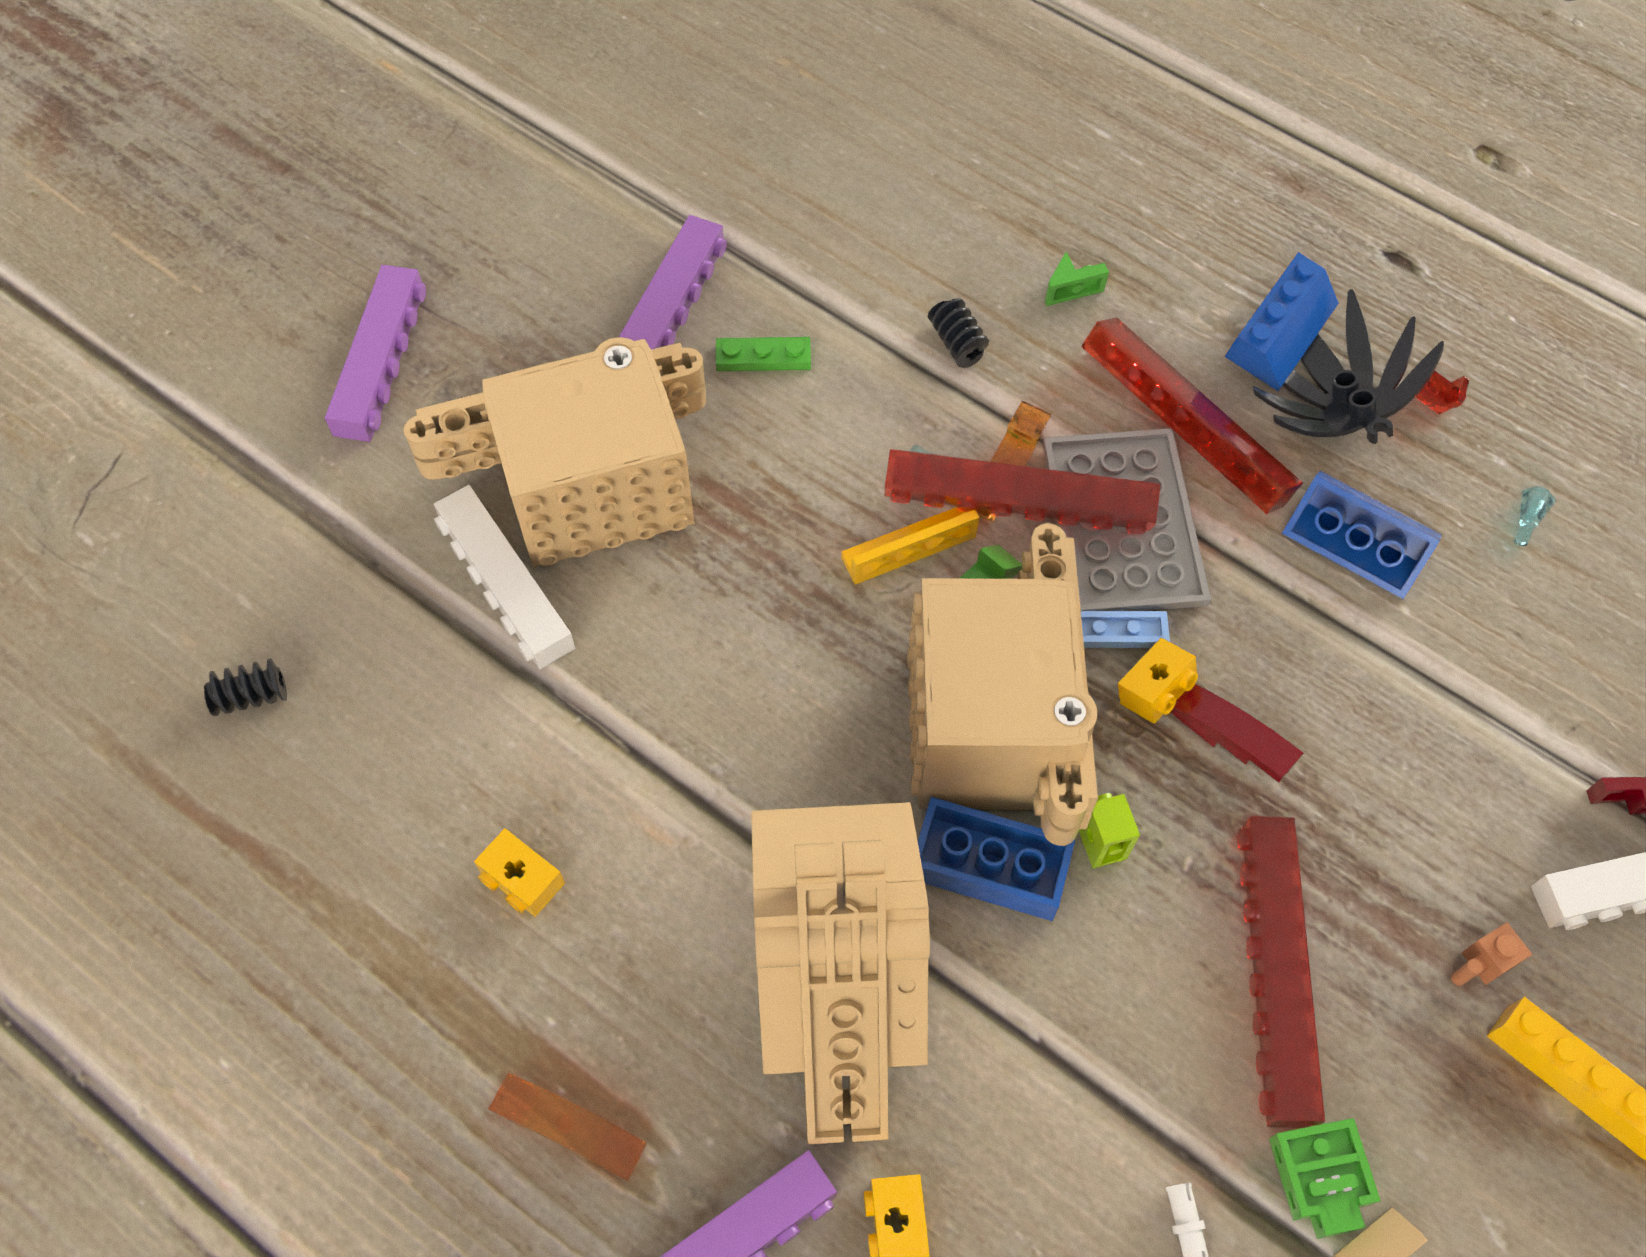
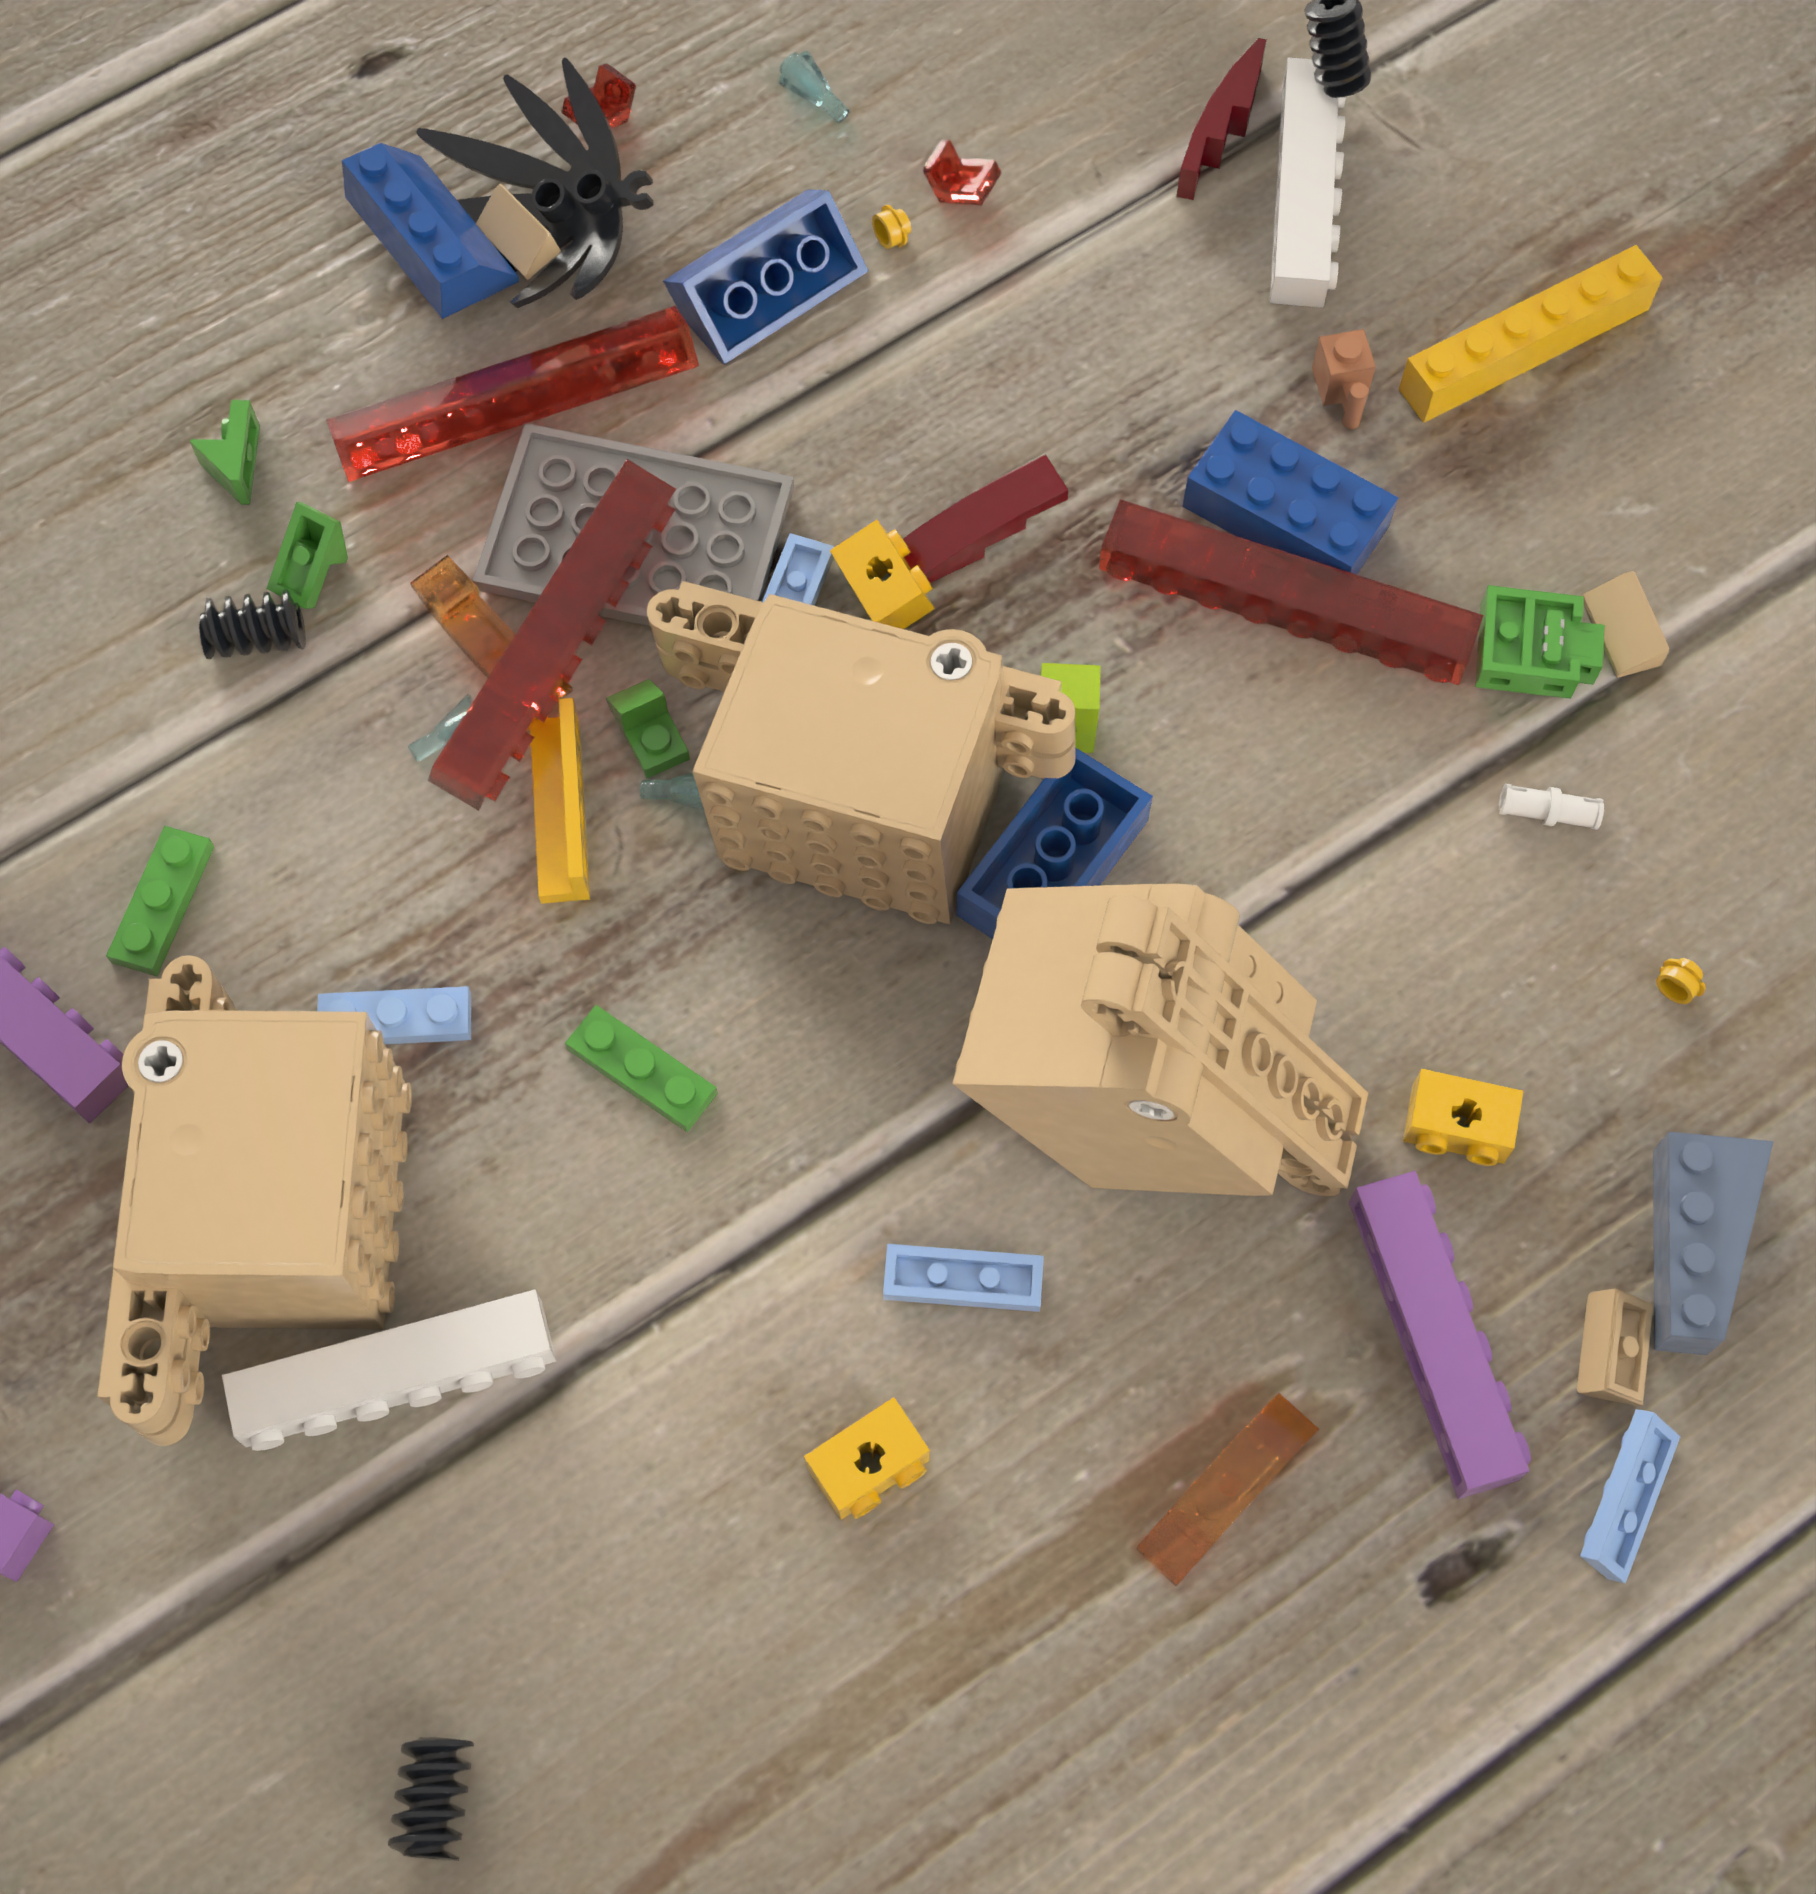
camera: 70 degrees left, 5 degrees up
(663, 897) = (963, 1277): none -> light blue plate
(733, 502) = (409, 1013): none -> light blue plate
(747, 652) = (641, 1068): none -> bright green plate
(1019, 340) = (307, 551): none -> bright green slope
(1310, 375) = (517, 233): none -> tan slope
(1358, 945) = (1287, 496): none -> blue brick
(1445, 600) = (891, 227): none -> yellow plate
(1510, 630) = (960, 179): none -> clear red bracket

